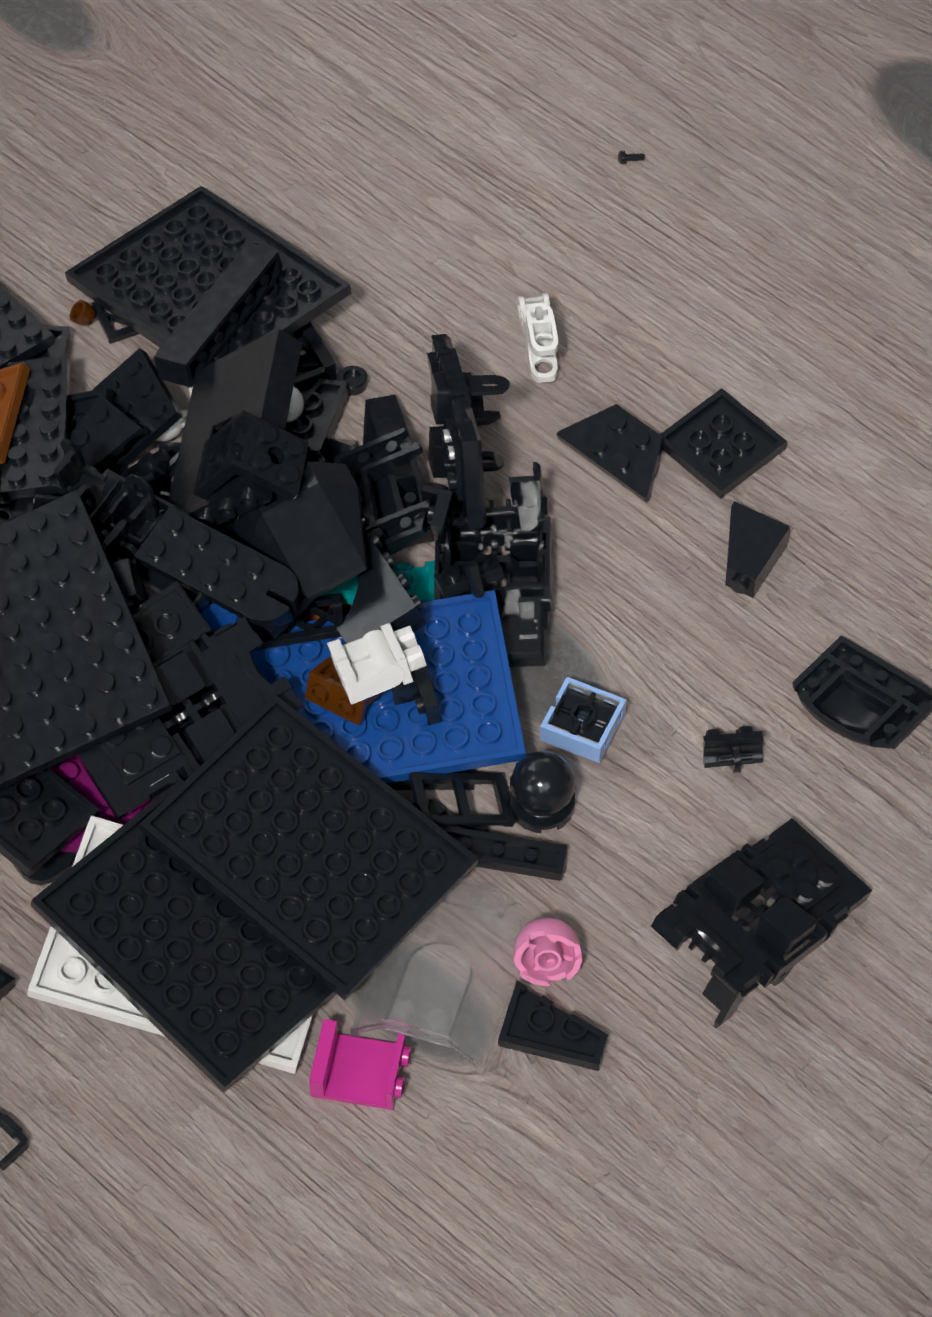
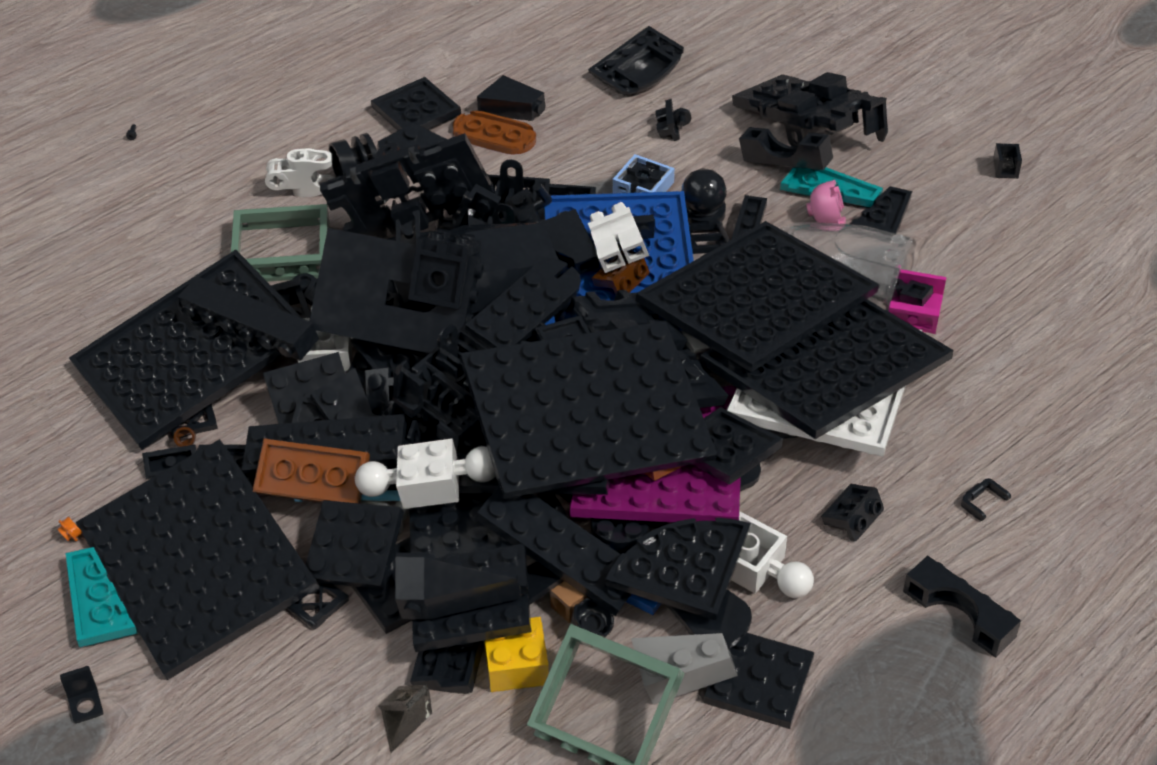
camera: 85 degrees left, 10 degrees down
(53, 306) = (161, 460): none -> black slope
(371, 1058) = (913, 292): none -> black plate
(408, 298) = (282, 267): none -> sand green window
(570, 384) = (344, 156): none -> black wheel
(612, 953) = (852, 189): none -> teal wing
(663, 872) = (762, 147): none -> black arch
(685, 542) = (495, 132): none -> dark orange tile
(696, 1204) = (1007, 160): none -> black window

